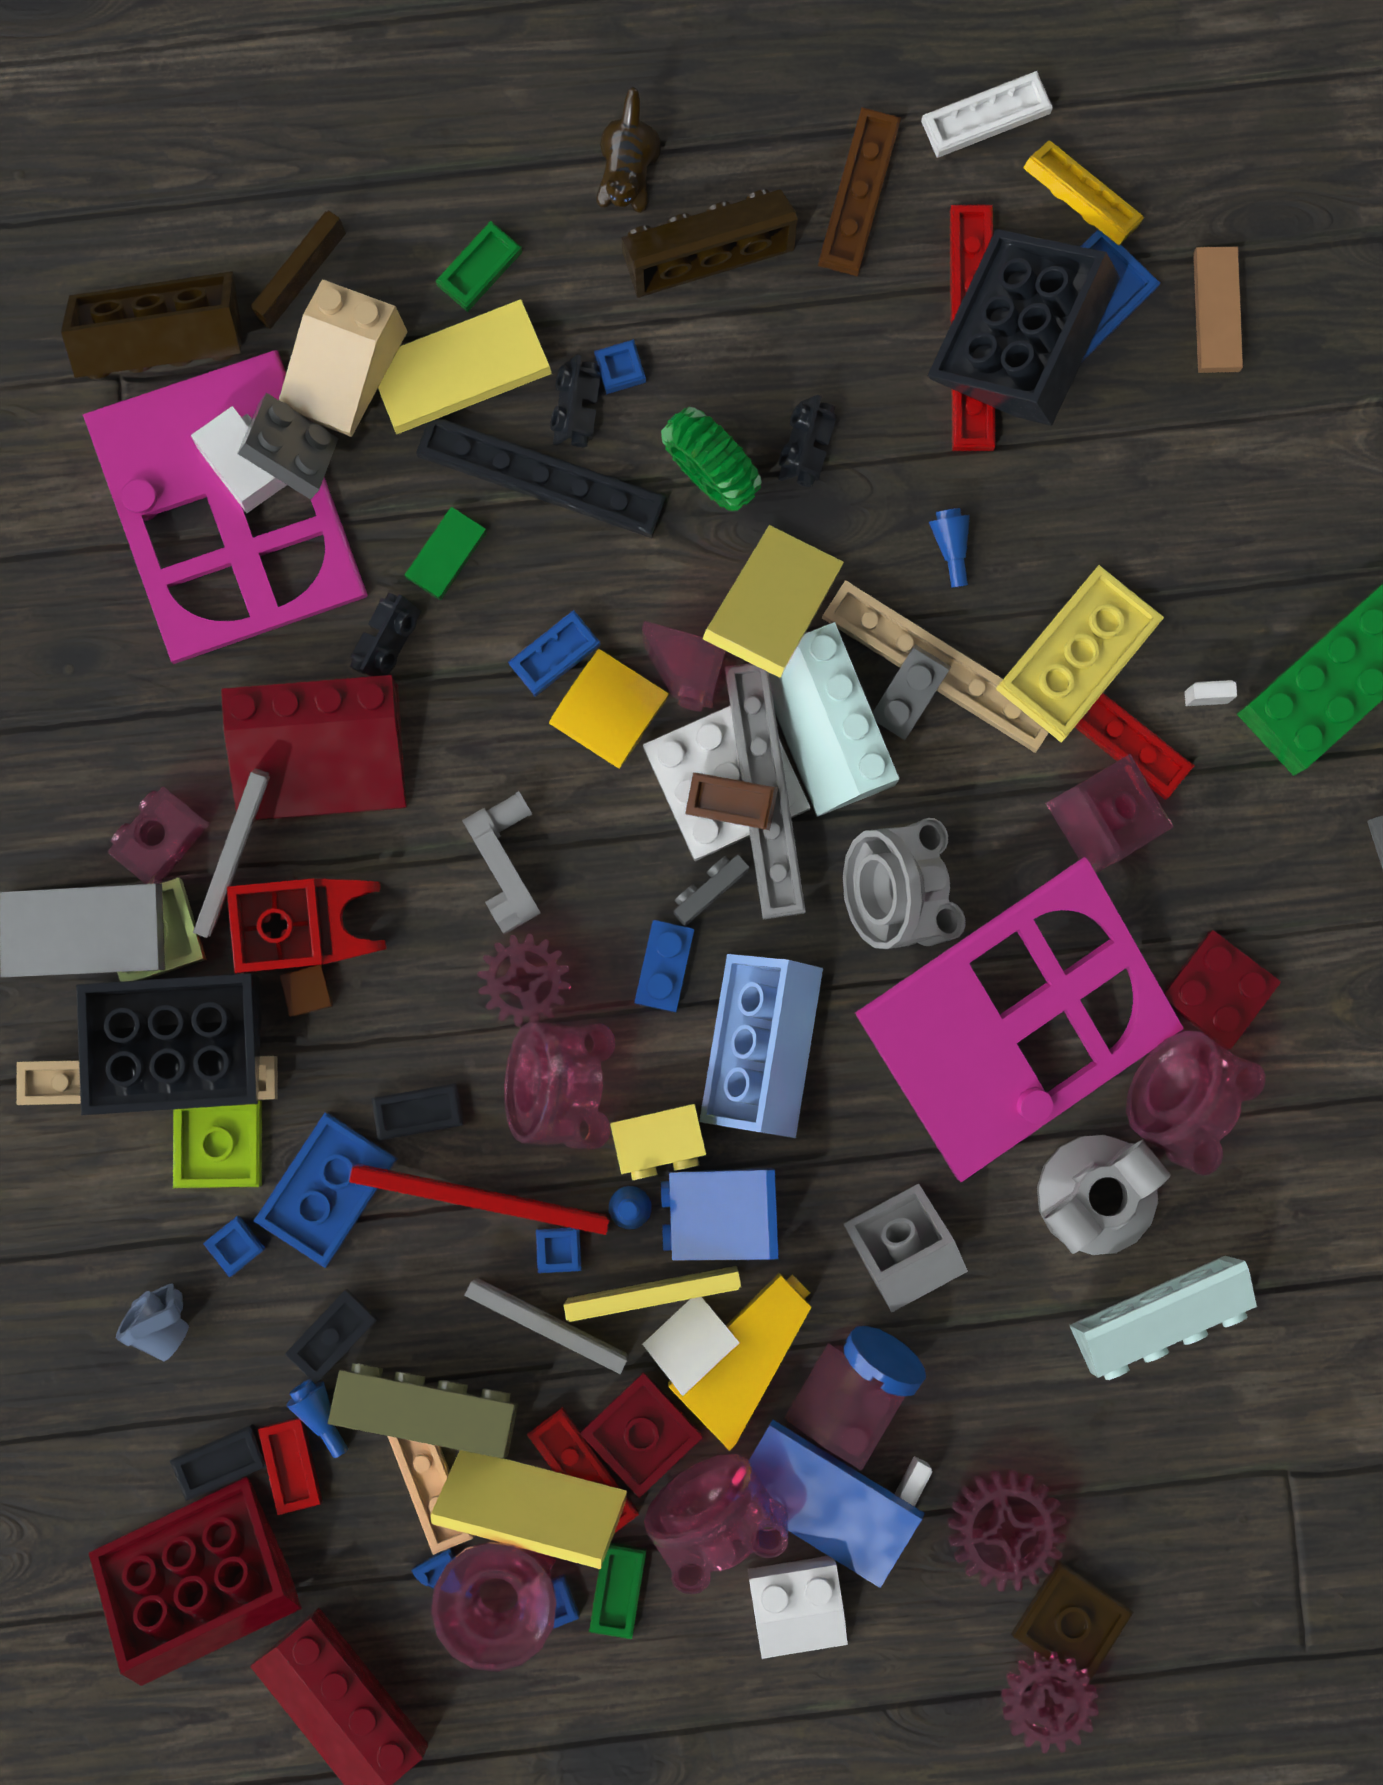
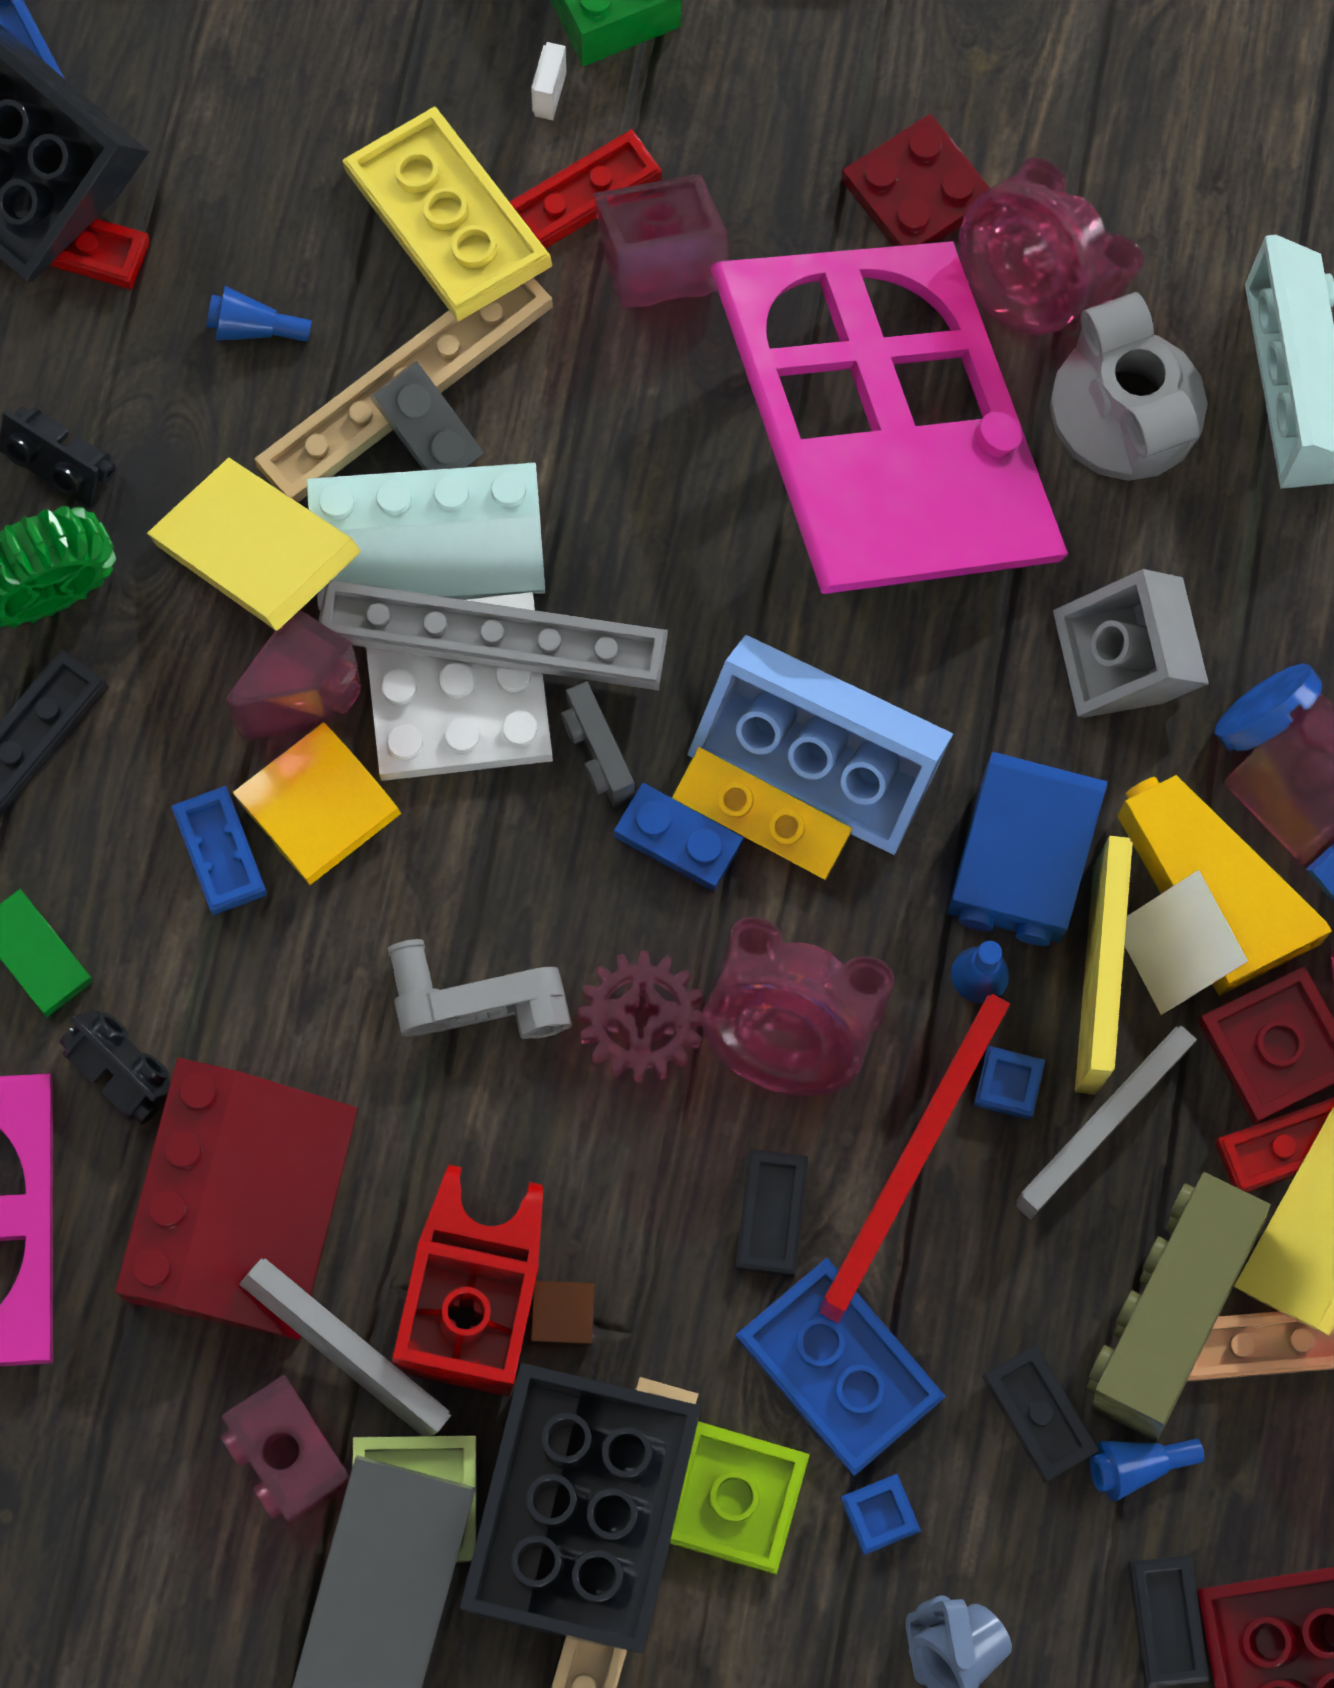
camera: 75 degrees left, 10 degrees down
(290, 1465) = (1197, 1524): red tile -> none
(658, 1140) = (905, 906): light yellow brick -> none
(698, 1020) = (762, 813): none -> yellow plate
(731, 801) = (494, 675): reddish brown tile -> none
(901, 887) = (672, 510): light grey piece -> none

